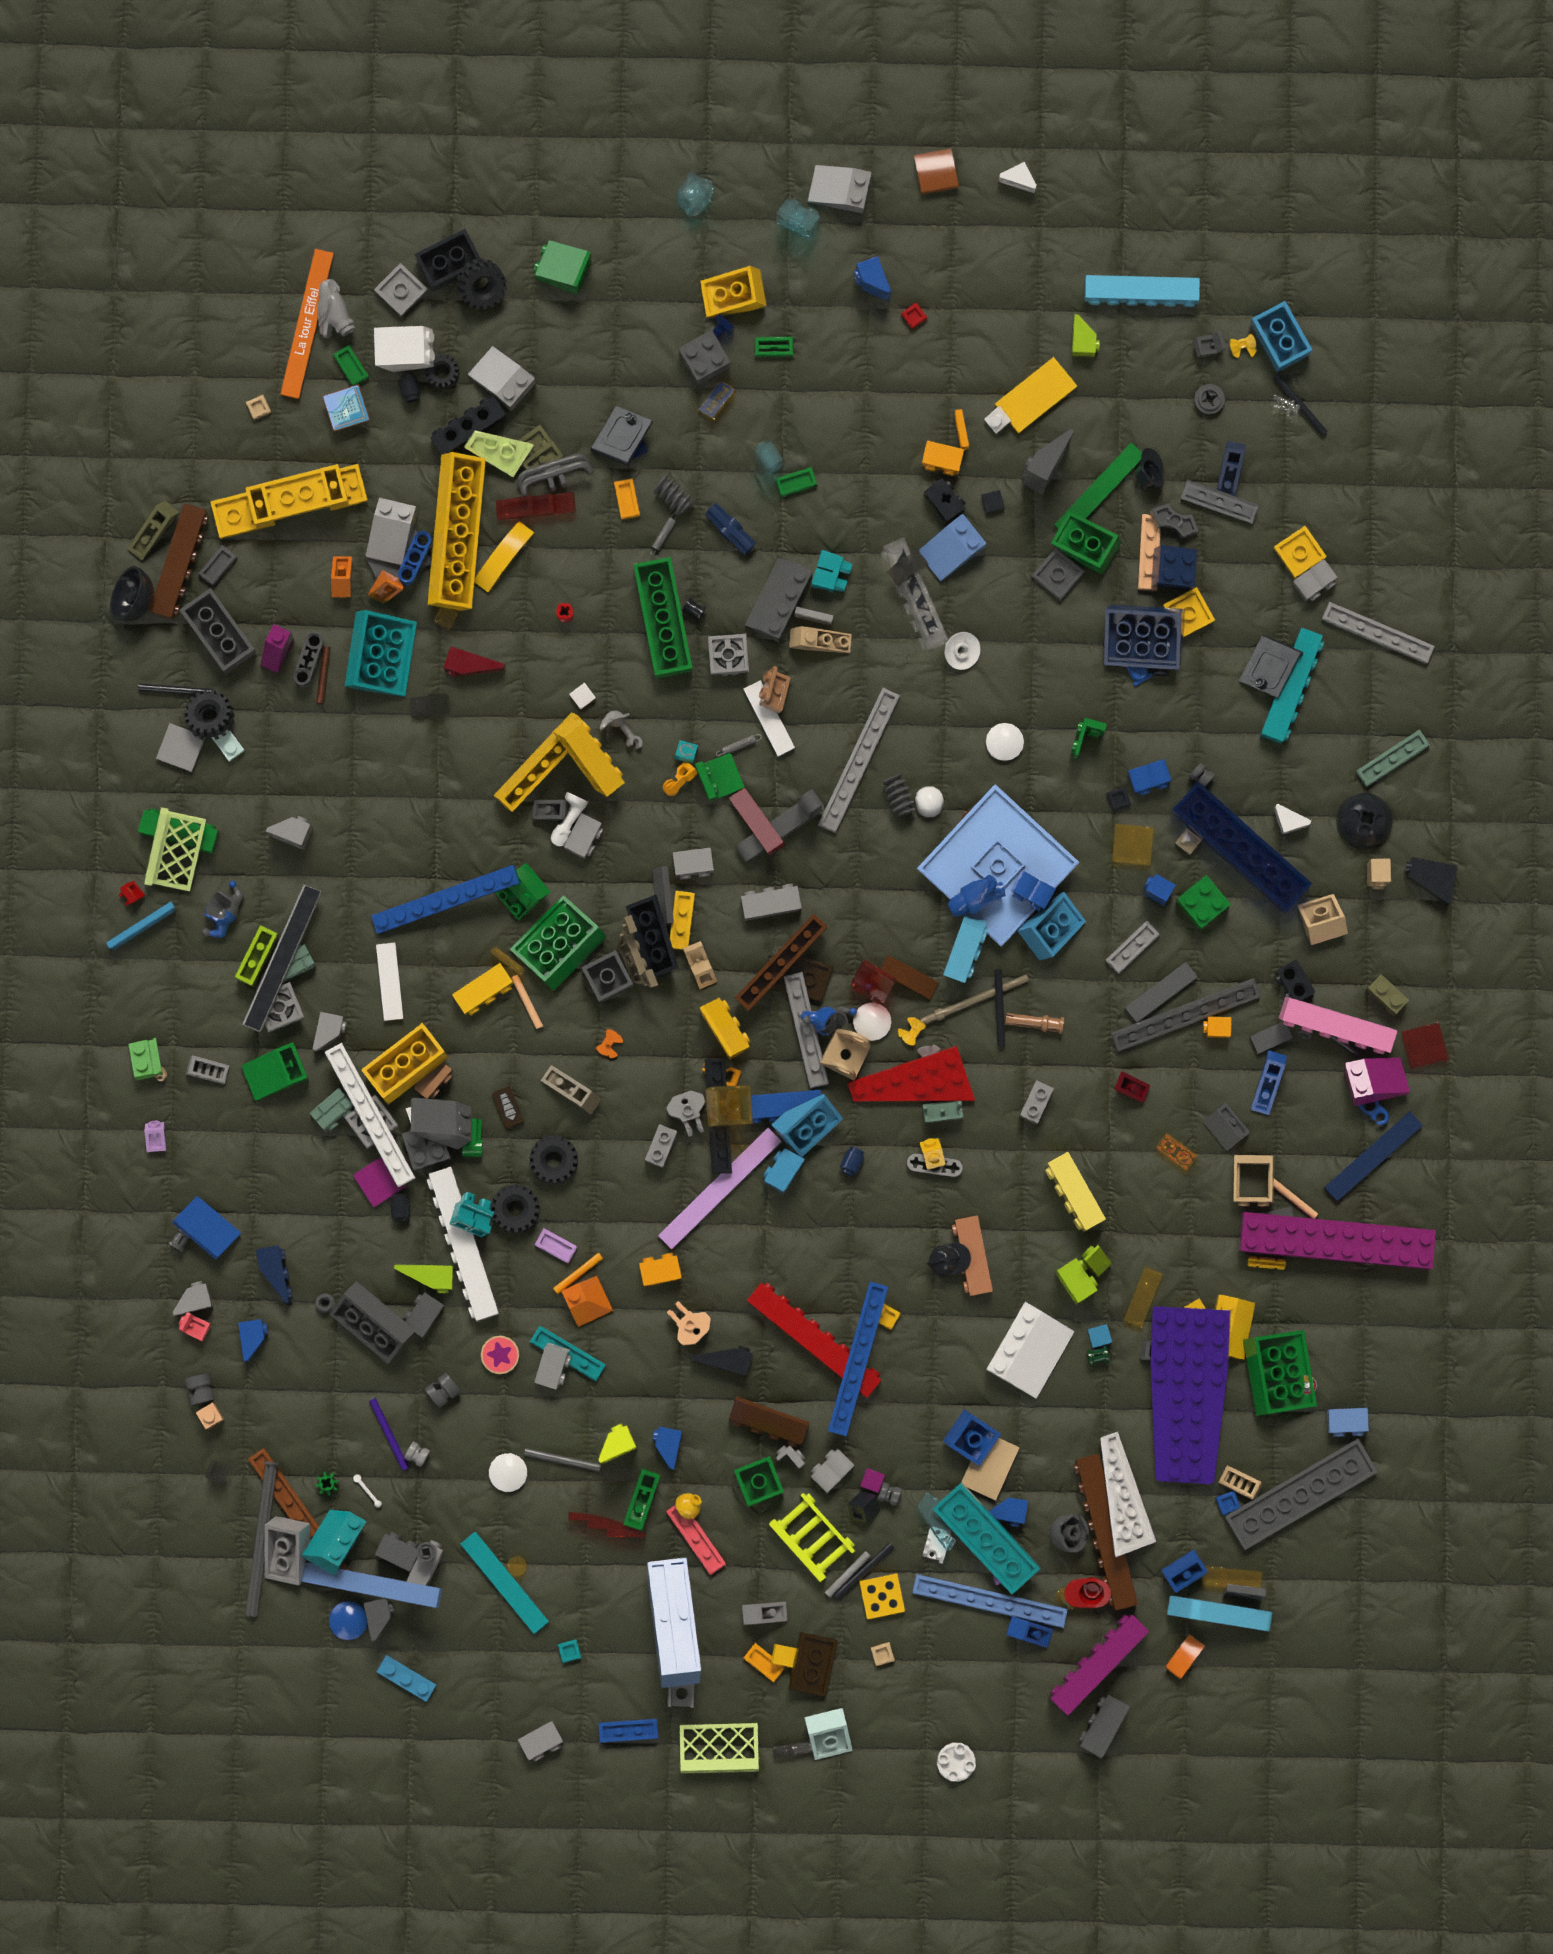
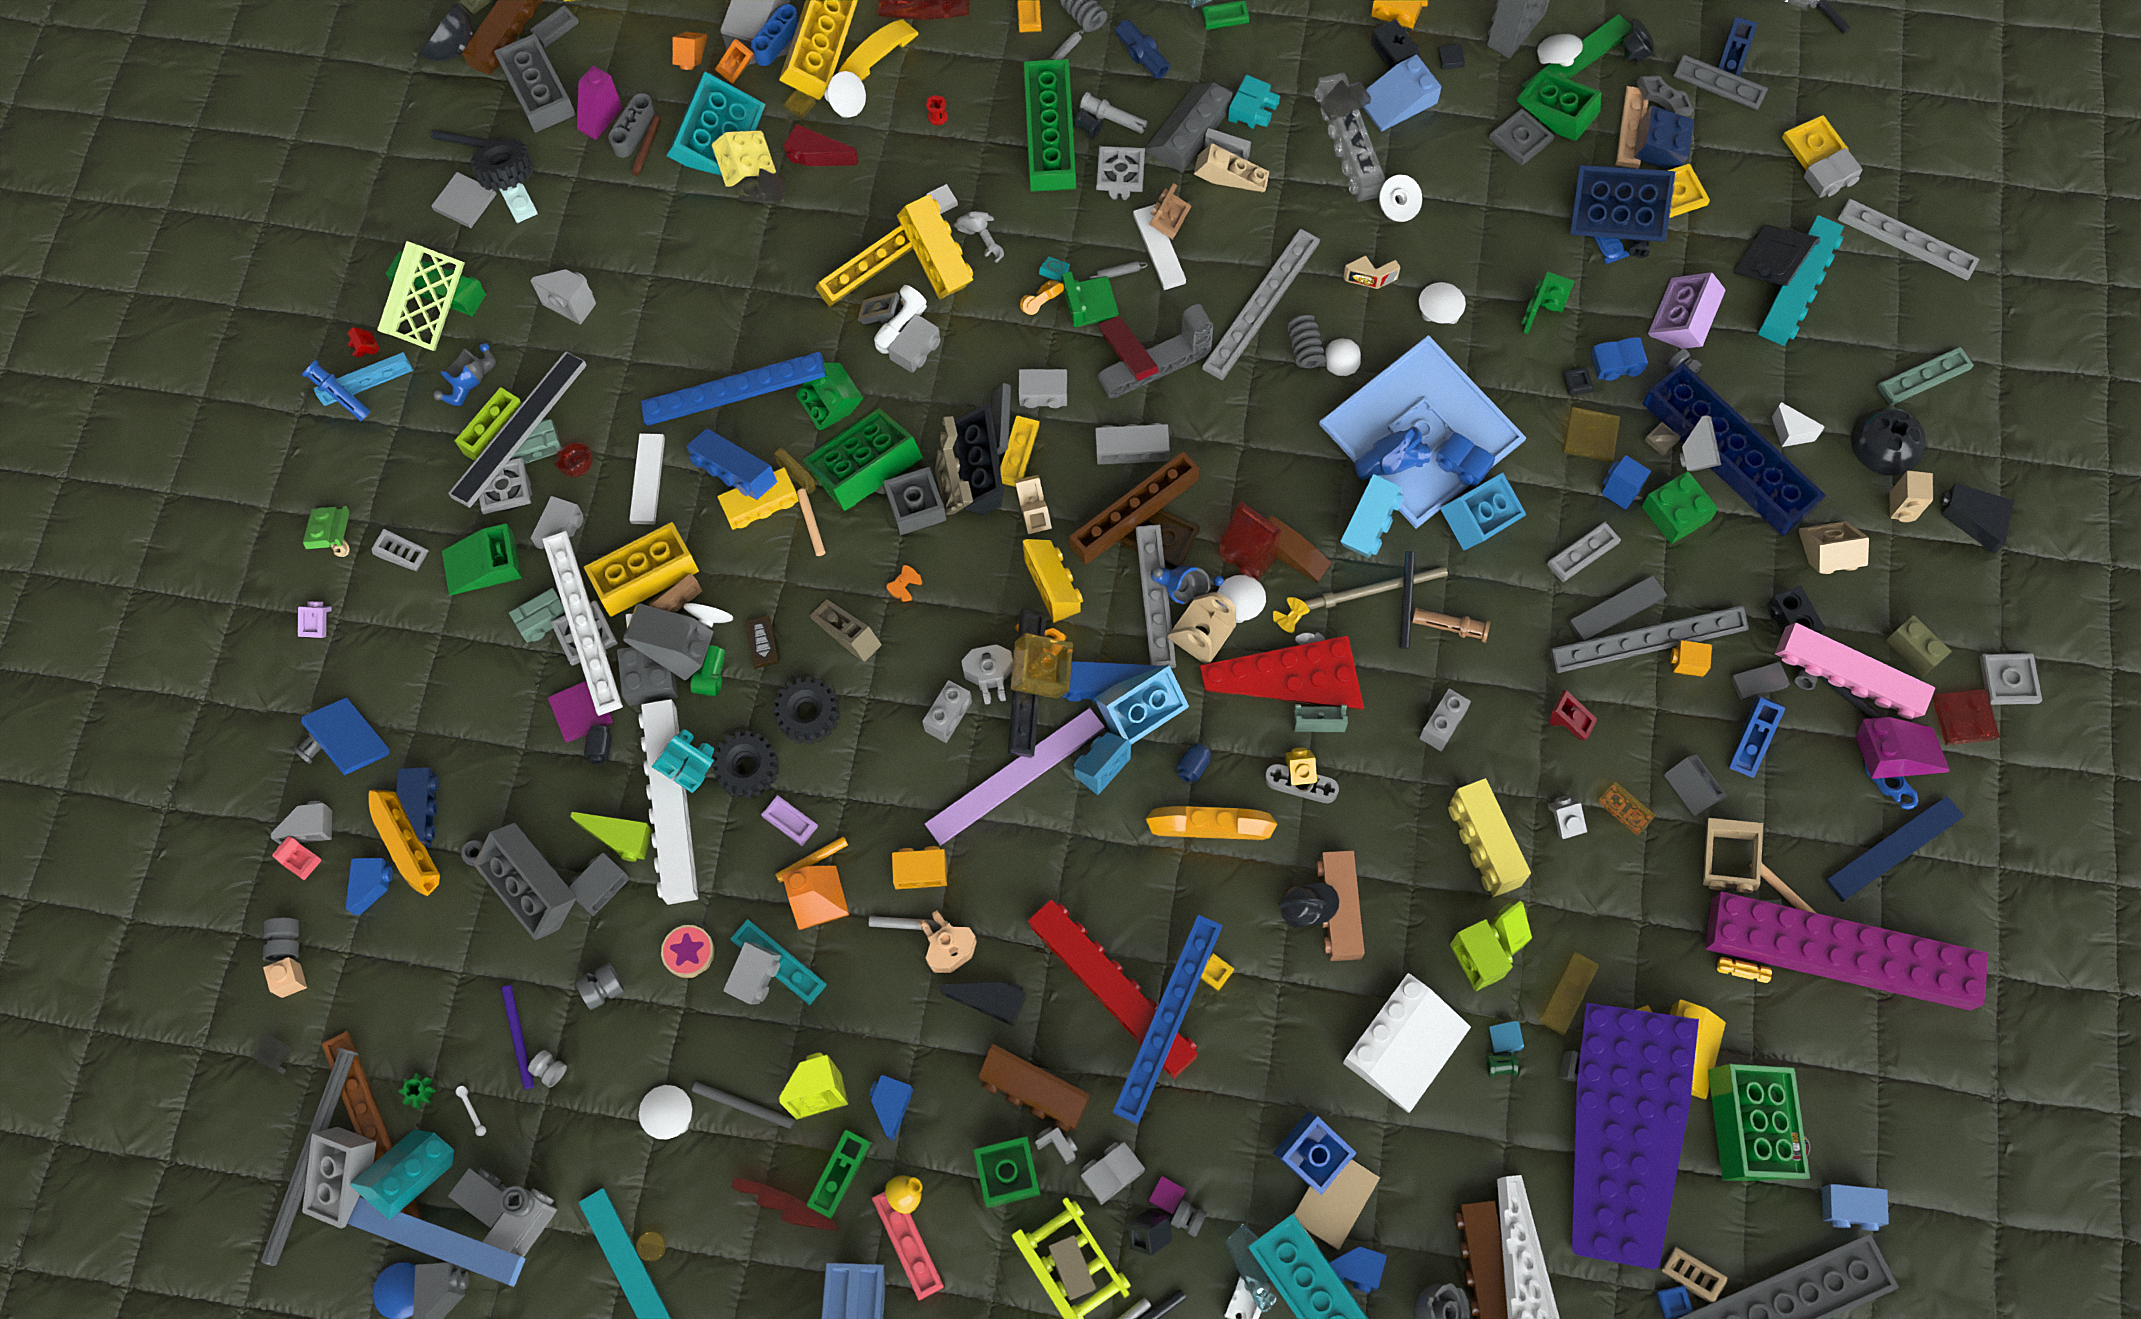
camera: 15 degrees right, 15 degrees down
(119, 939) = (327, 383): none -> blue pin
(270, 1302) = (402, 841): none -> light orange brick
(329, 975) = (574, 460): none -> clear red hair
(410, 681) = (742, 155): none -> light yellow bracket
(458, 967) = (731, 464): none -> blue brick
(464, 1096) = (707, 615): none -> white dish
(486, 608) = (846, 94): none -> white dish
(653, 1312) = (903, 923): none -> light grey bar
(705, 593) = (1103, 110): none -> light grey pin
(813, 1539) = (1071, 1268): none -> dark tan tile
(870, 1205) = (1211, 822): none -> light orange brick
(938, 723) = (1363, 273): none -> tan slope
(1083, 486) = (1559, 49): none -> white dish
(1133, 1165) = (1568, 816): none -> bracket
(1201, 725) = (1687, 310): none -> lavender slope
(1214, 857) = (1700, 448): none -> light grey slope
(1458, 1010) = (2011, 678): none -> light grey tile

